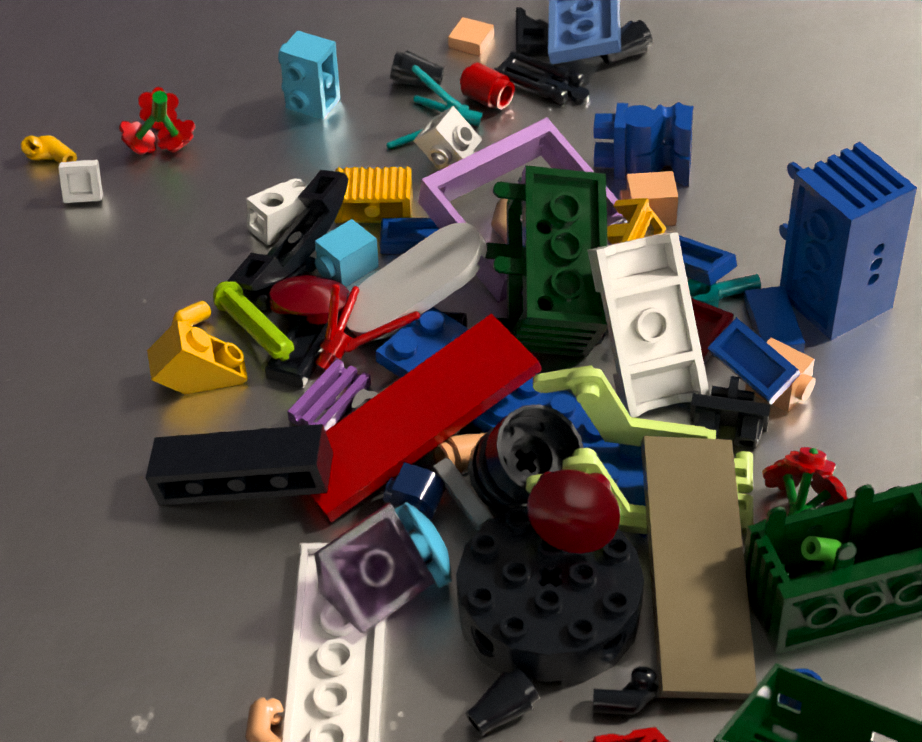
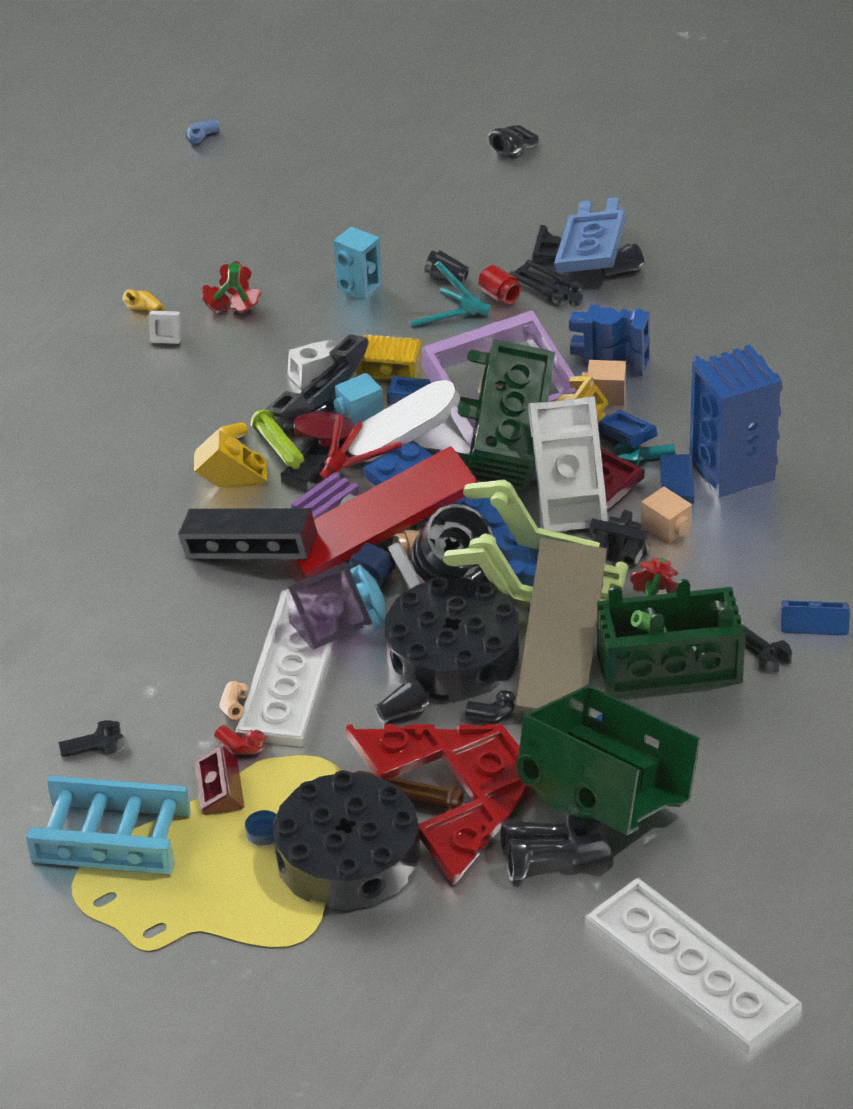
camera: 10 degrees right, 5 degrees down
(447, 138) = (455, 319): white brick -> none
(471, 36) = (498, 245): light nougat tile -> none
(574, 510) = (473, 577): dark red dish -> none
(754, 361) = (643, 500): blue tile -> none

